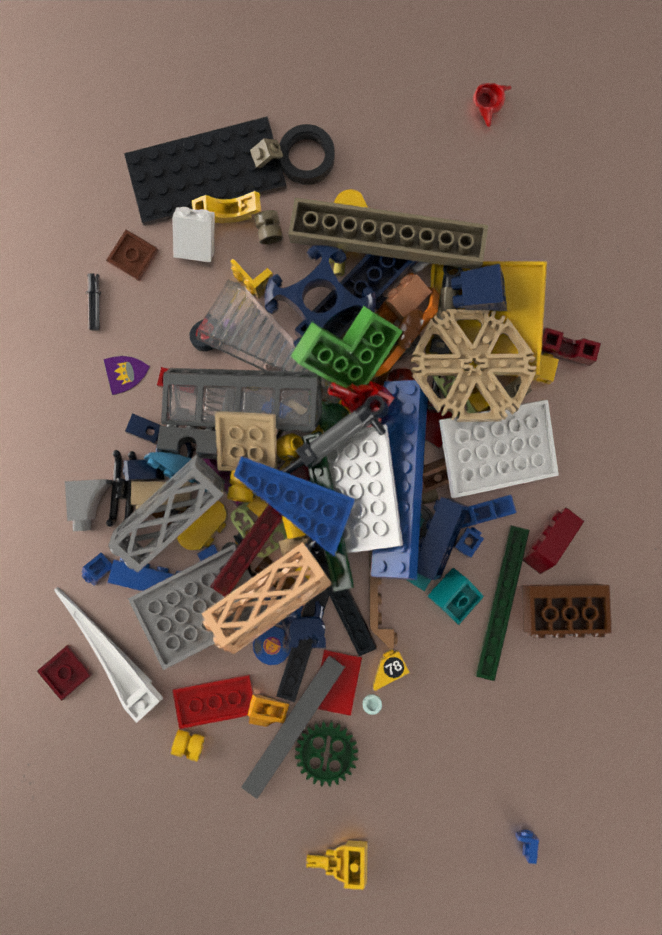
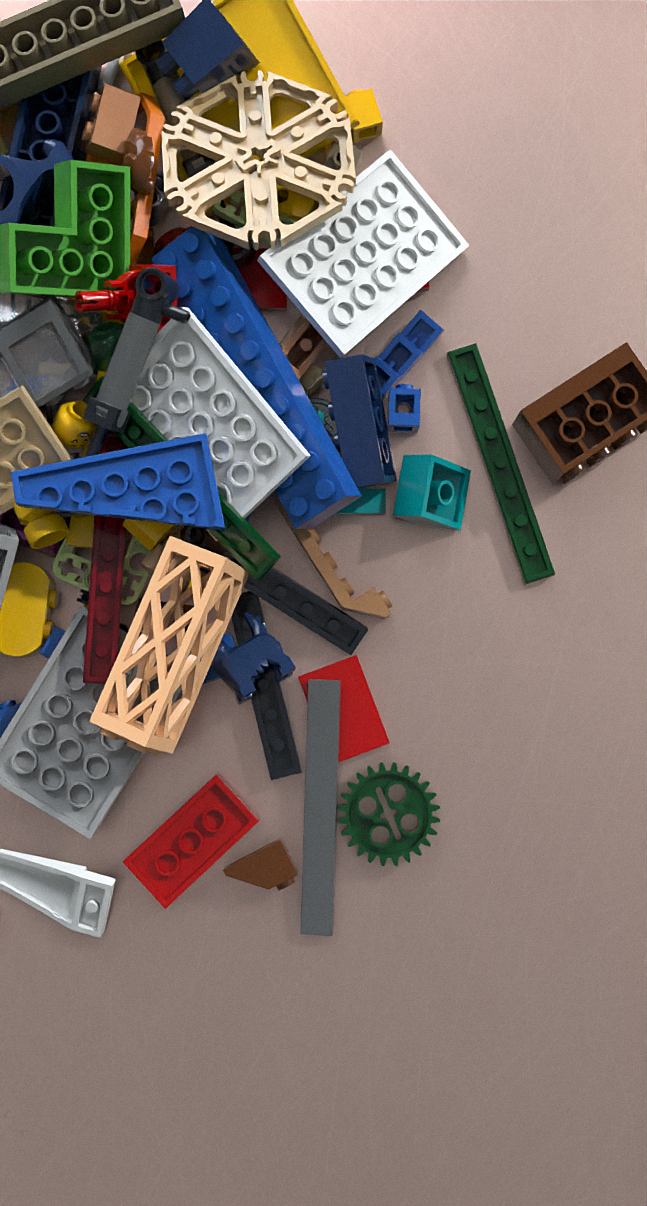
camera: 30 degrees left, 0 degrees up
(187, 745) = (190, 923): yellow wheel -> none
(244, 740) = (265, 867): none -> reddish brown slope
(267, 710) = (270, 809): light orange slope -> none
(270, 646) = (220, 717): blue tile -> none
(345, 863) = (509, 944): yellow brick -> none
(372, 704) = (409, 709): light aqua tile -> none
(389, 669) = (403, 645): yellow slope -> none
(553, 540) = (516, 335): dark red wedge -> none
(580, 351) = (393, 63): dark red arch -> none

